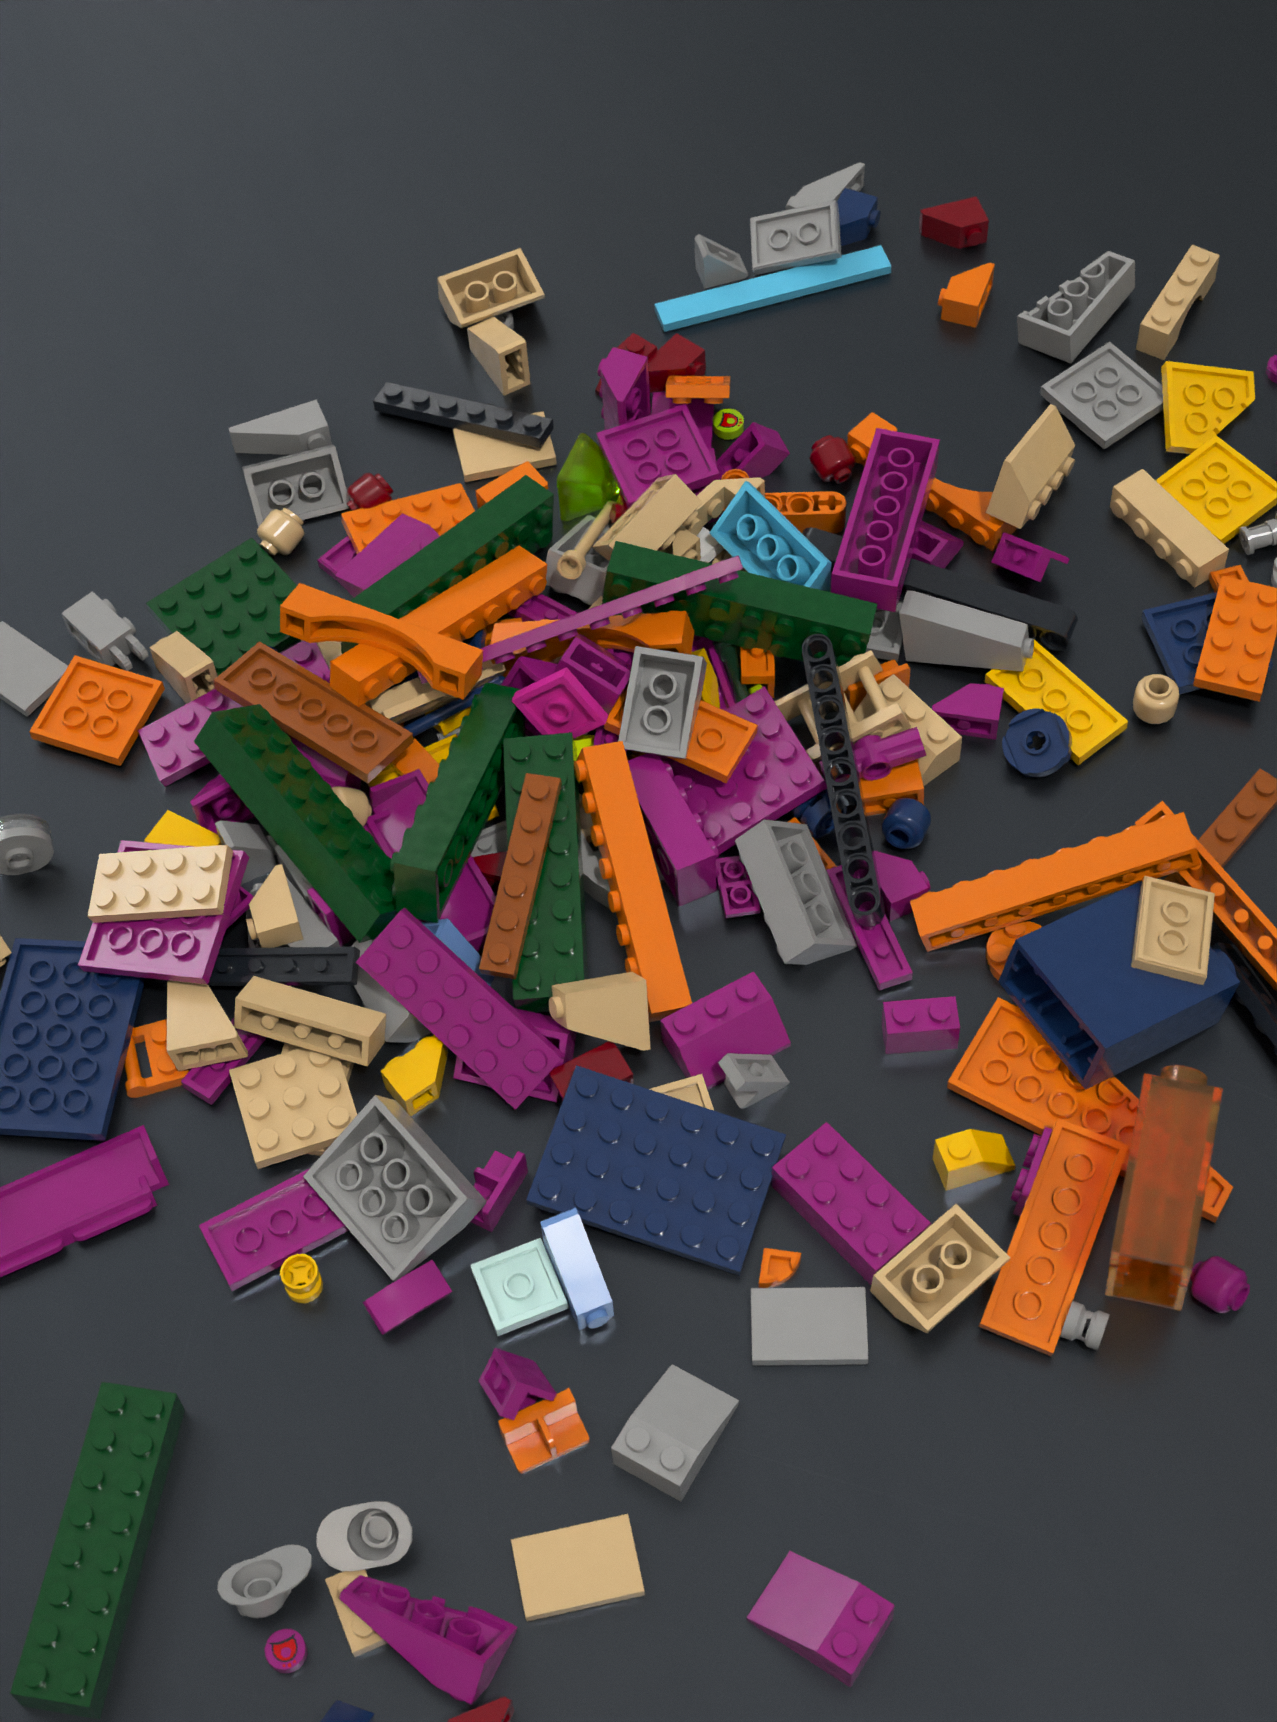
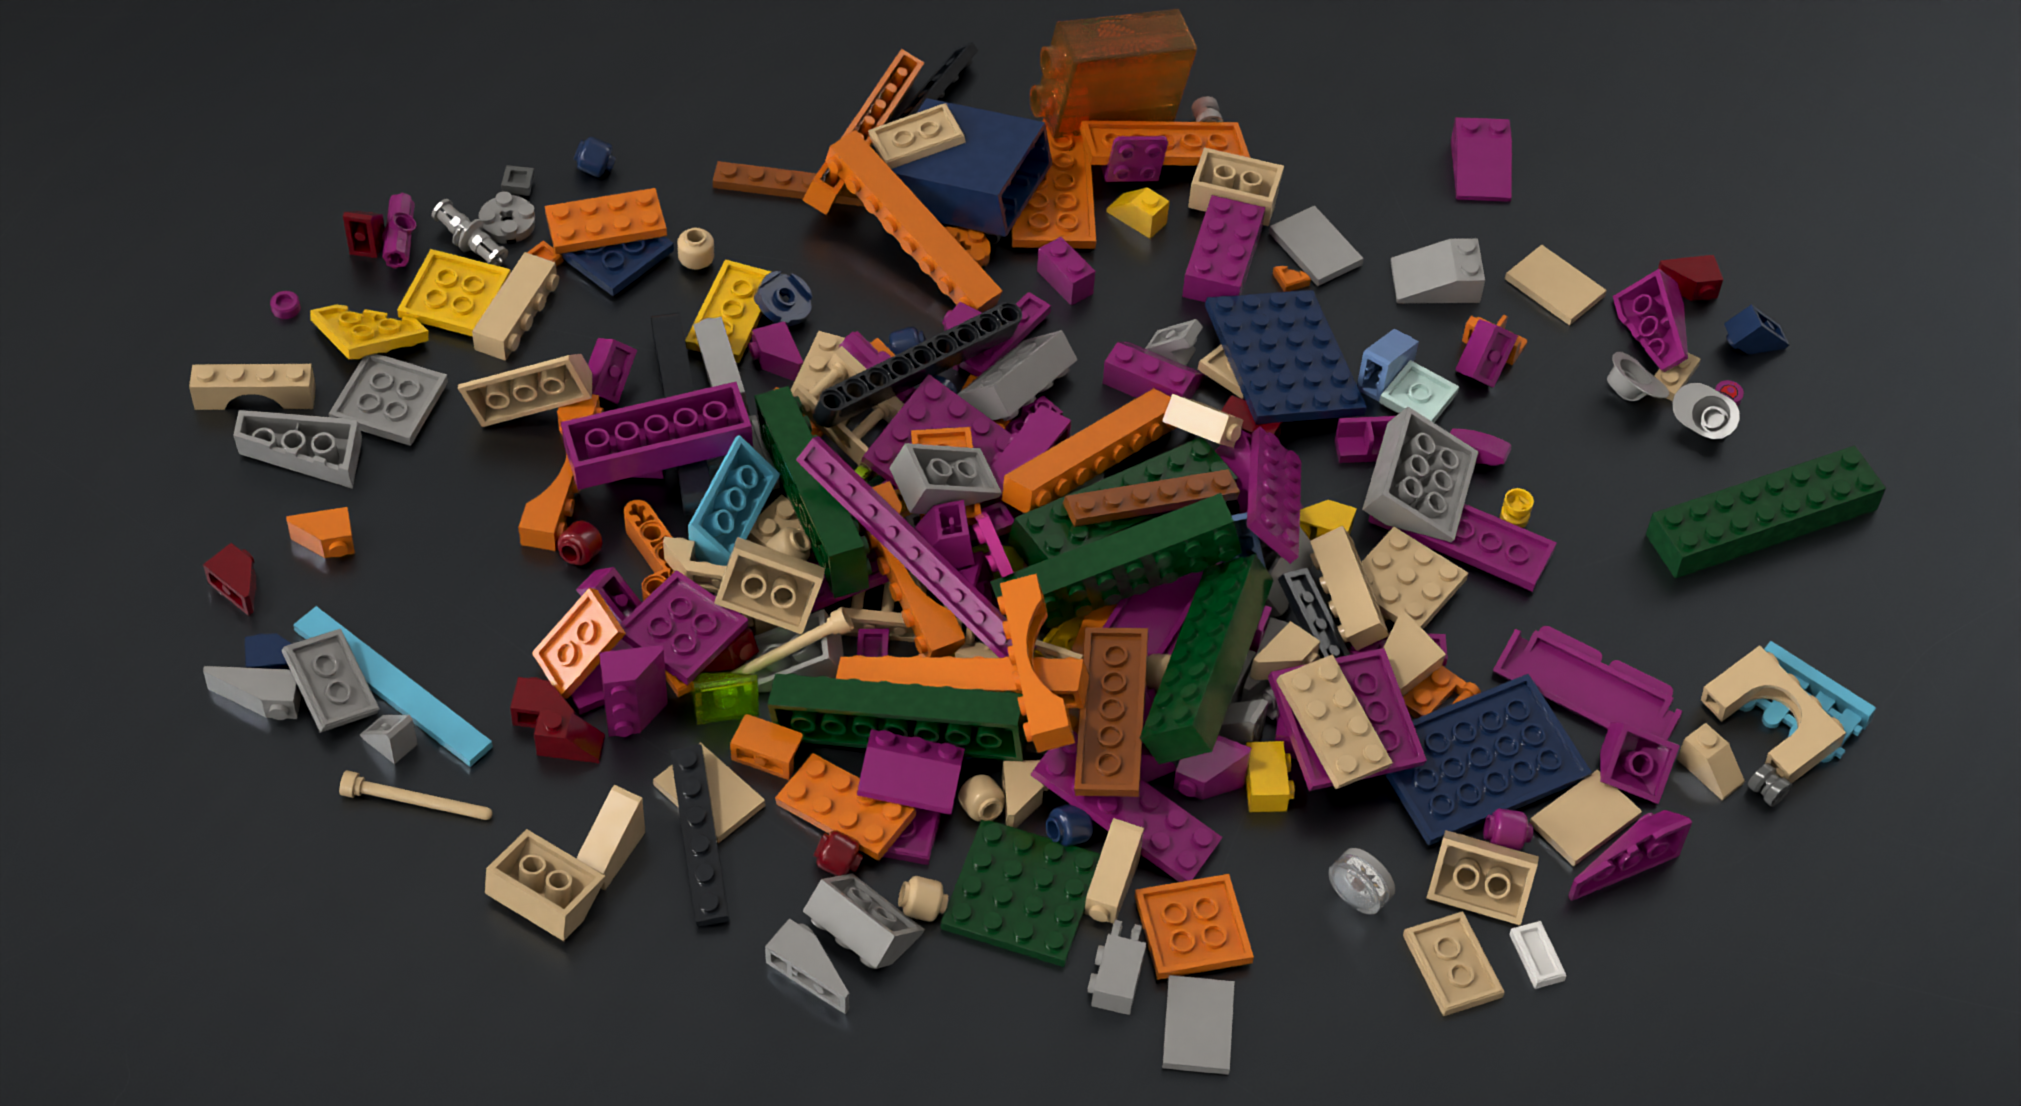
camera: 130 degrees left, 5 degrees down
(686, 228) = (353, 785): none -> tan piece

